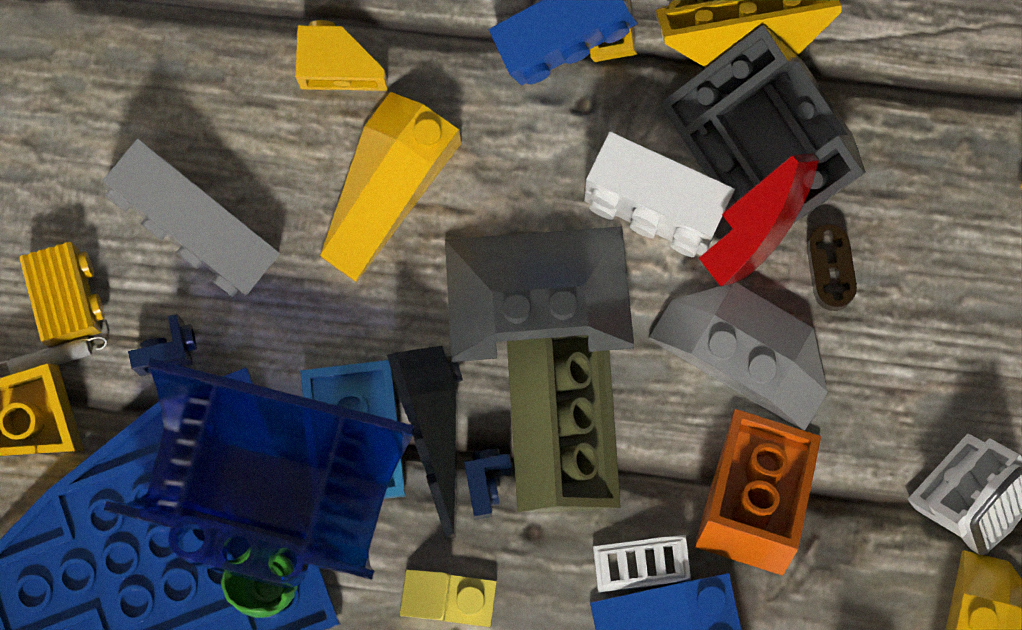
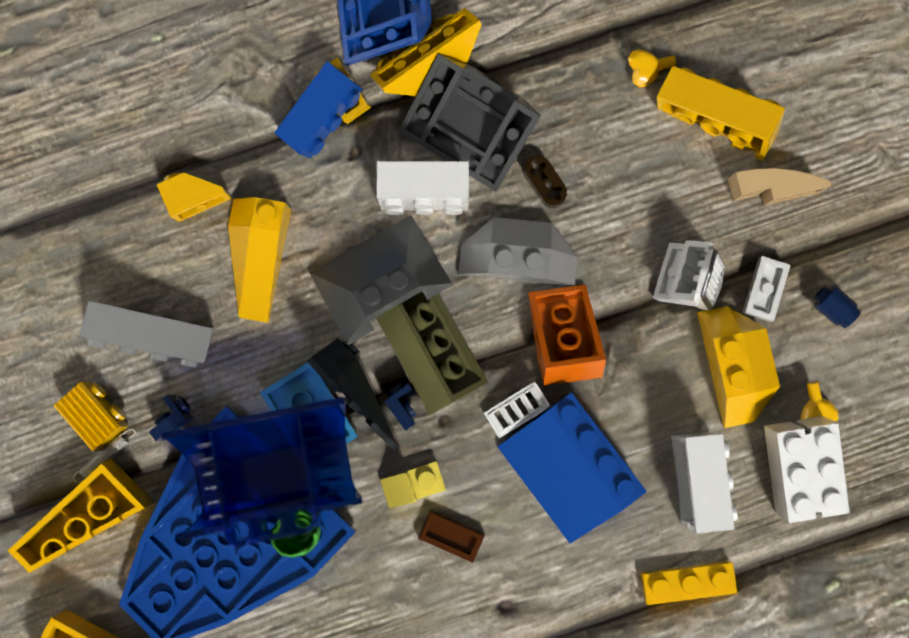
camera: 30 degrees left, 5 degrees up
(761, 220) = (492, 173): red slope -> none

